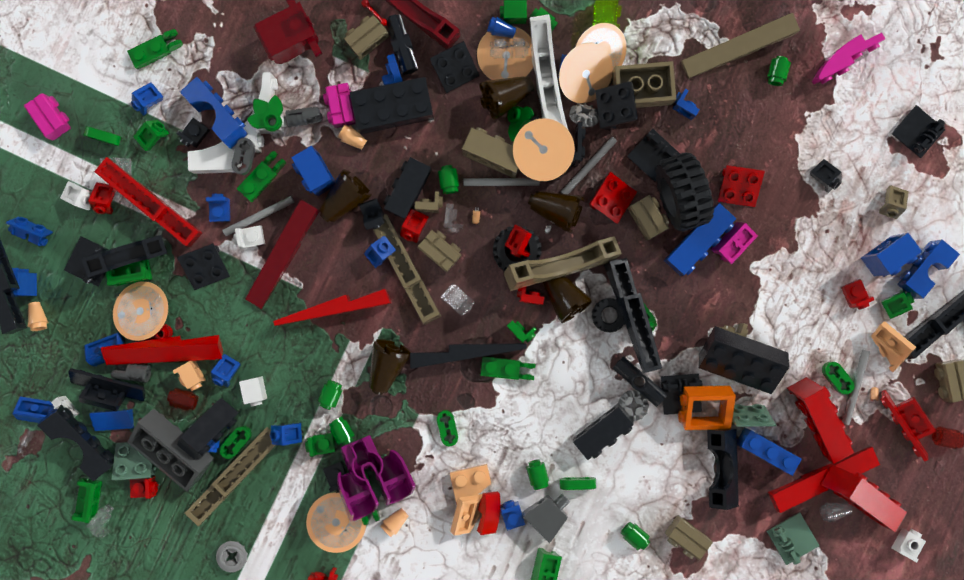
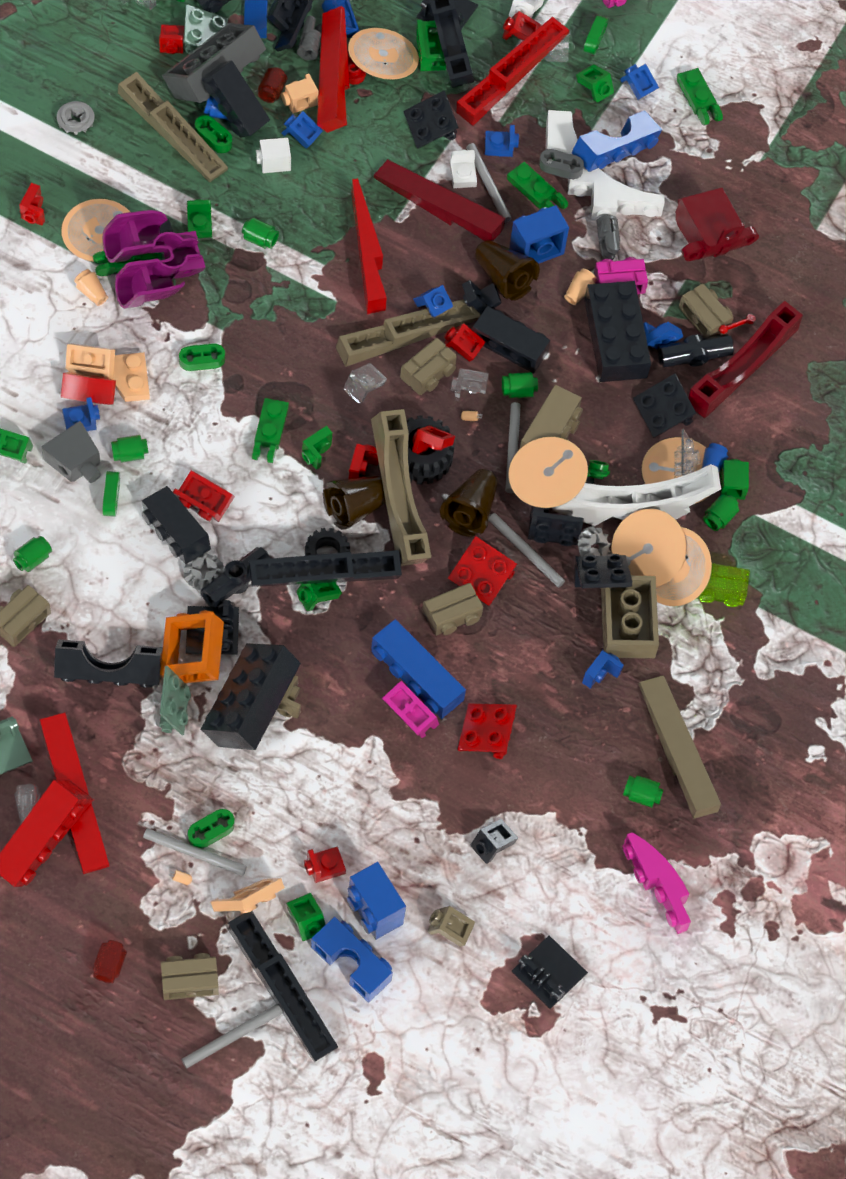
camera: 85 degrees right, 25 degrees down
(193, 133) = (590, 120): black bracket -> none
(265, 113) = (614, 192): green plate -> none
(286, 434) = (217, 184): blue bracket -> none
(341, 431) = (213, 241): green brick -> none
(386, 364) = (292, 293): dark brown cone -> none
(426, 205) = (488, 361): dark tan bracket -> none
(461, 352) = (297, 377): black slope -> none
(504, 94) = (625, 453): dark brown cone -> none
(574, 413) = (204, 496): none -> red bracket
(650, 152) = (537, 628): black hinge -> none
(684, 191) = (482, 632): black tyre -> none
(768, 451) = (111, 734): blue arch -> none
(822, 419) = (156, 792): red wedge -> none
(912, 420) = (137, 912): red bracket -> none

